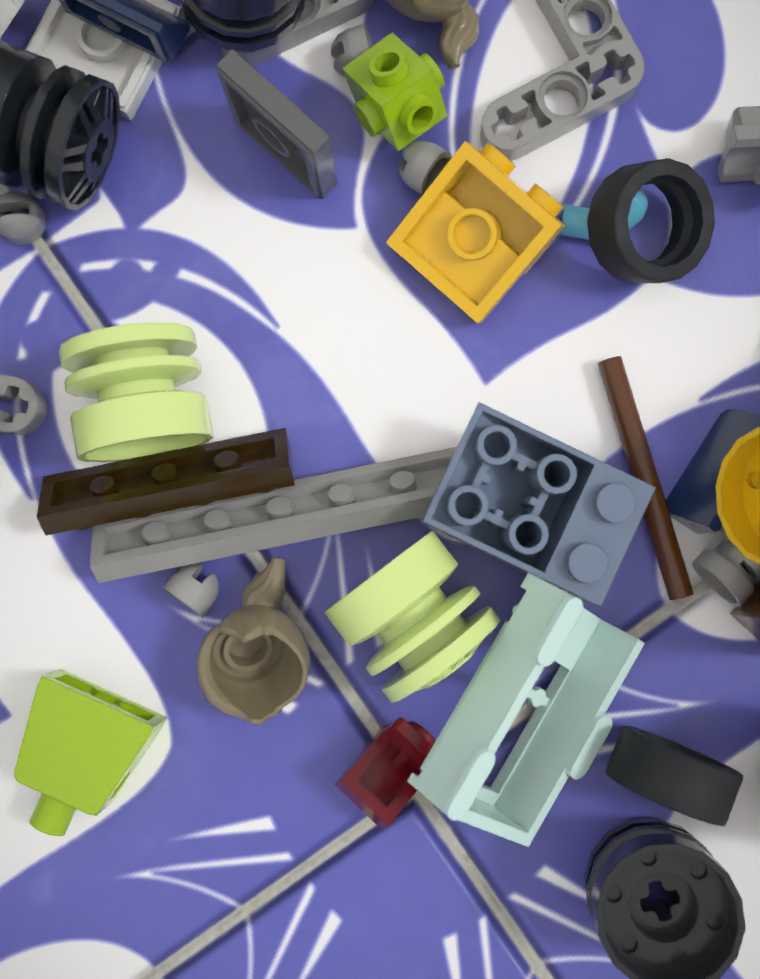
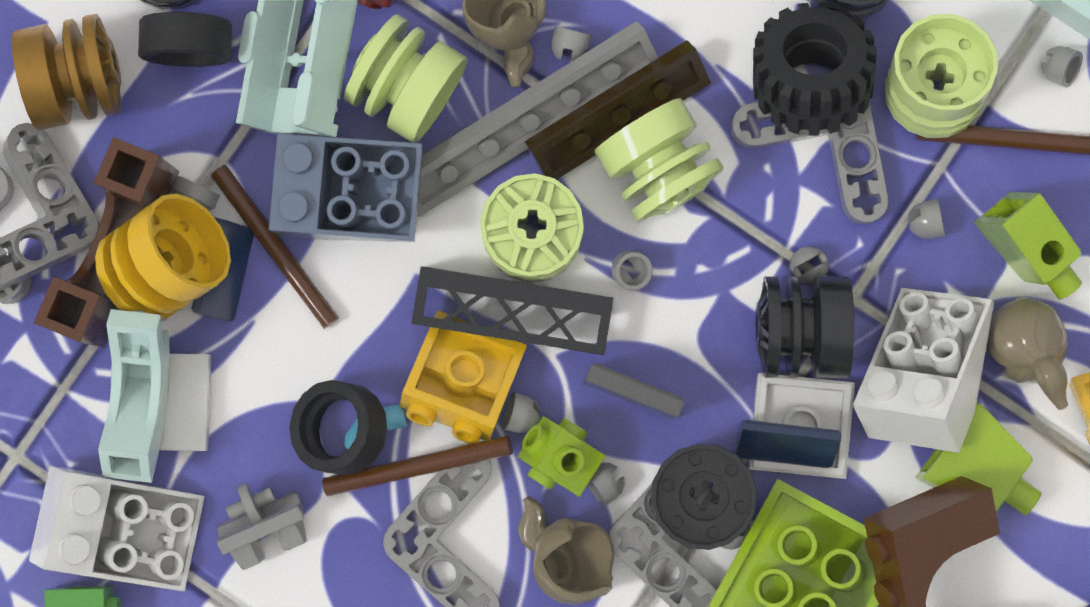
camera: 150 degrees right, 0 degrees up
(221, 271) = (641, 265): none -> light grey hinge
(340, 402) = (552, 248): none -> yellowish green wheel
(371, 306) = (512, 291): none -> black fence
(549, 141) = (418, 466): none -> reddish brown bar

